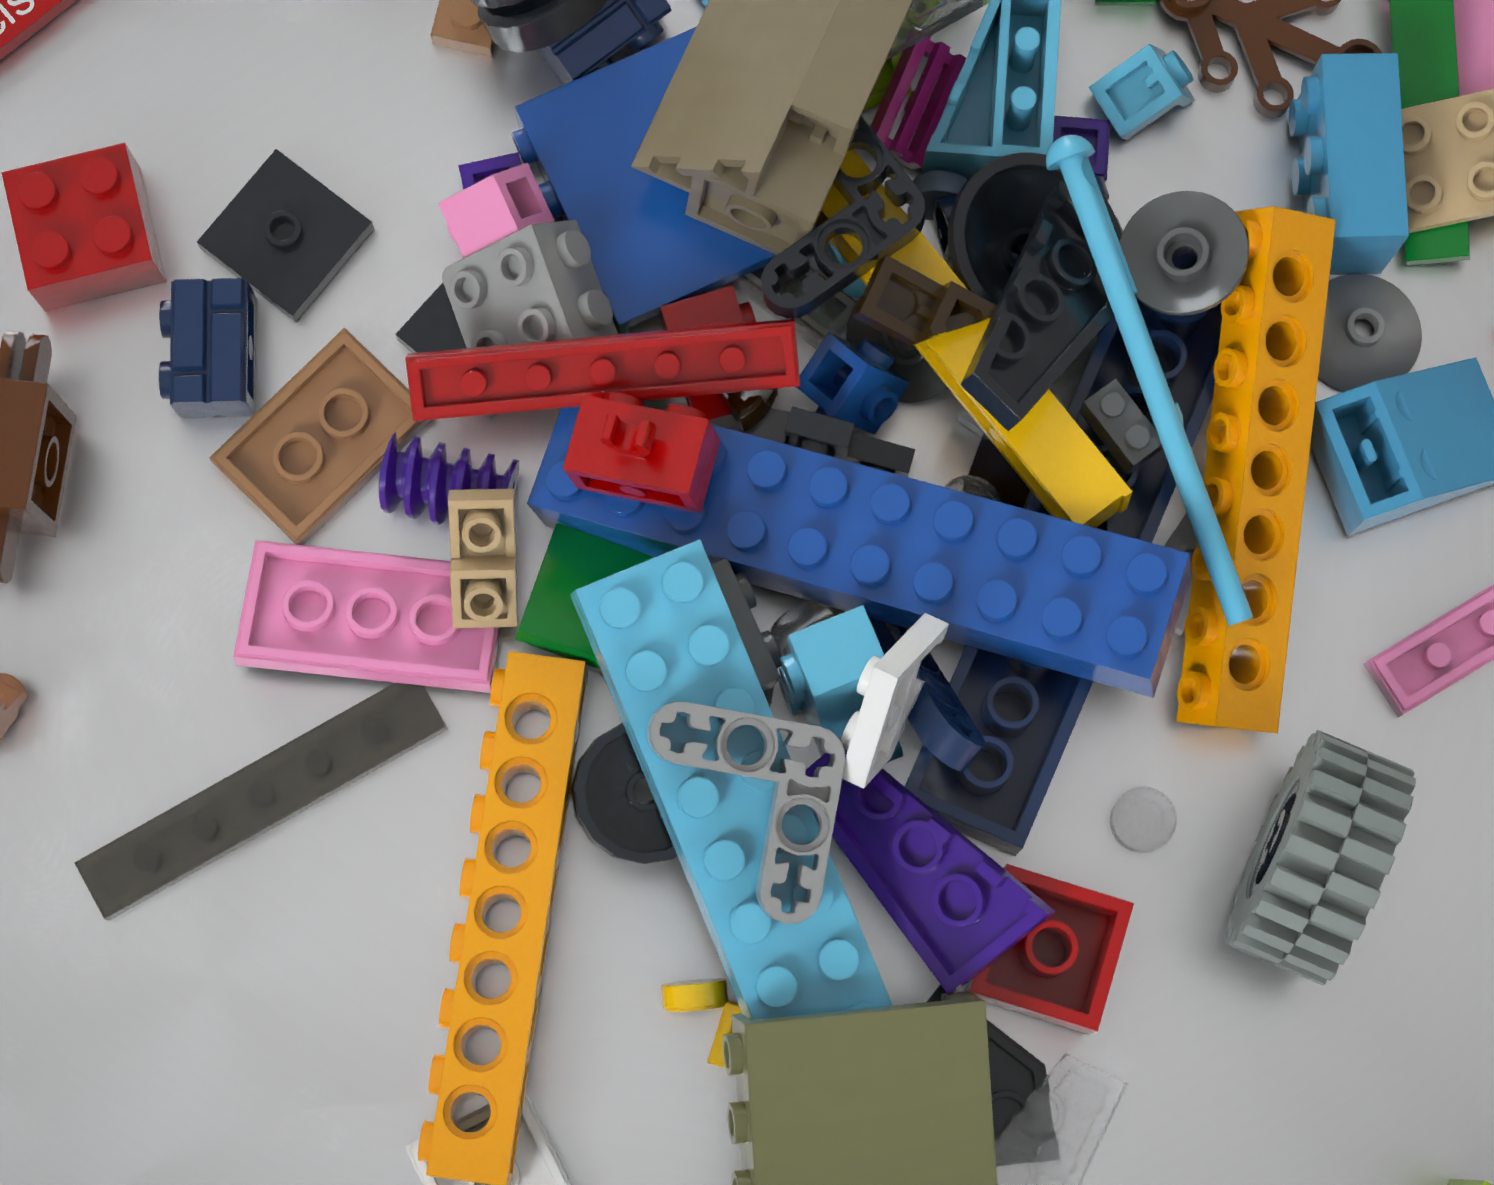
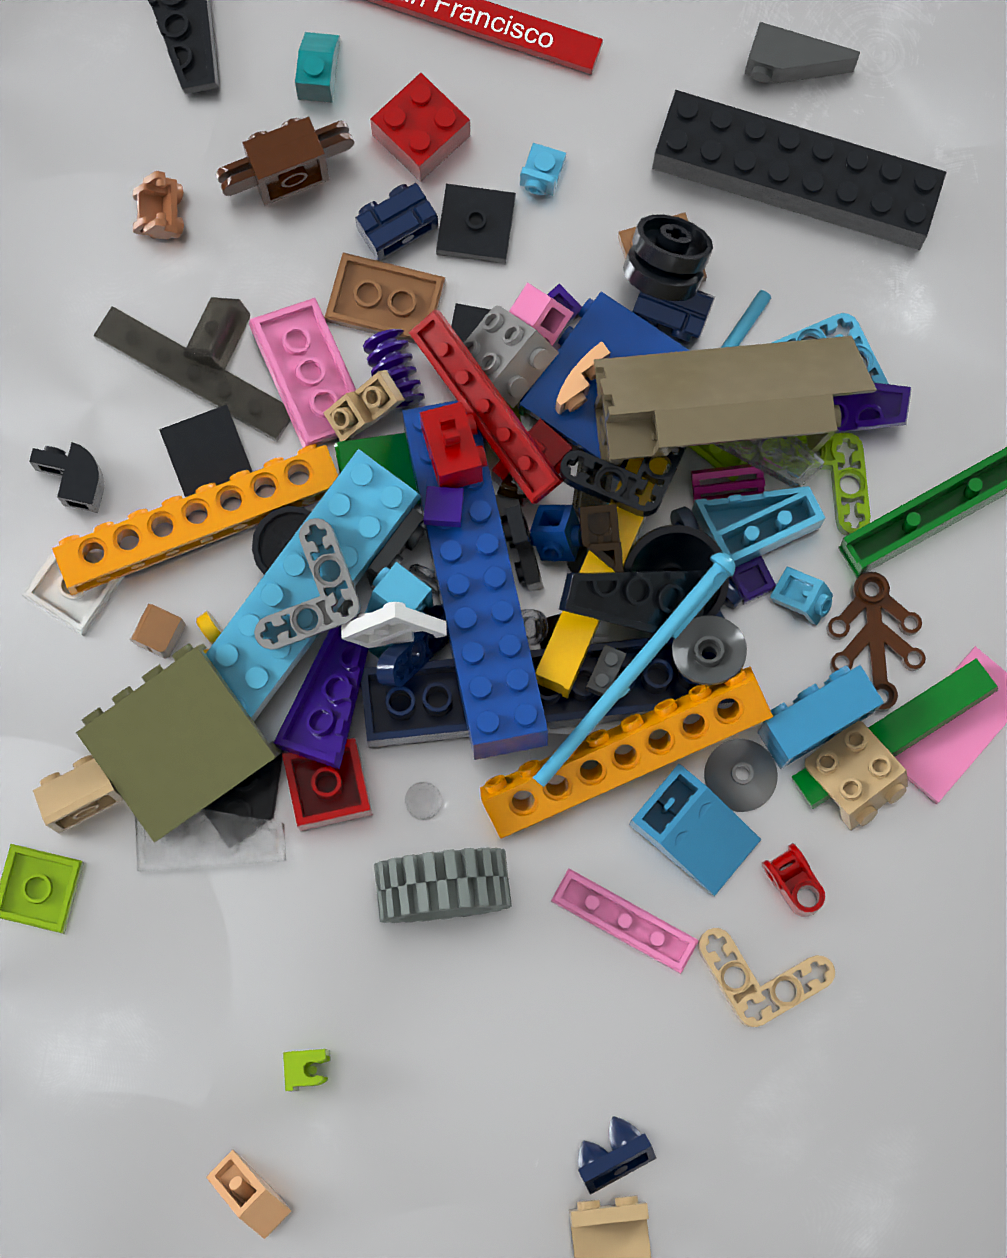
camera: 60 degrees right, 0 degrees up
(220, 721) = (218, 332): none -> clear smoke slope
(263, 90) = (542, 170): none -> medium azure bracket
(316, 1059) = (81, 476): none -> black brick
(400, 845) = (205, 449): none -> black tile
(644, 218) = (576, 387): none -> light nougat slope
(647, 1082) = (158, 631): none -> medium nougat piece
(731, 518) = (443, 506): none -> dark purple tile

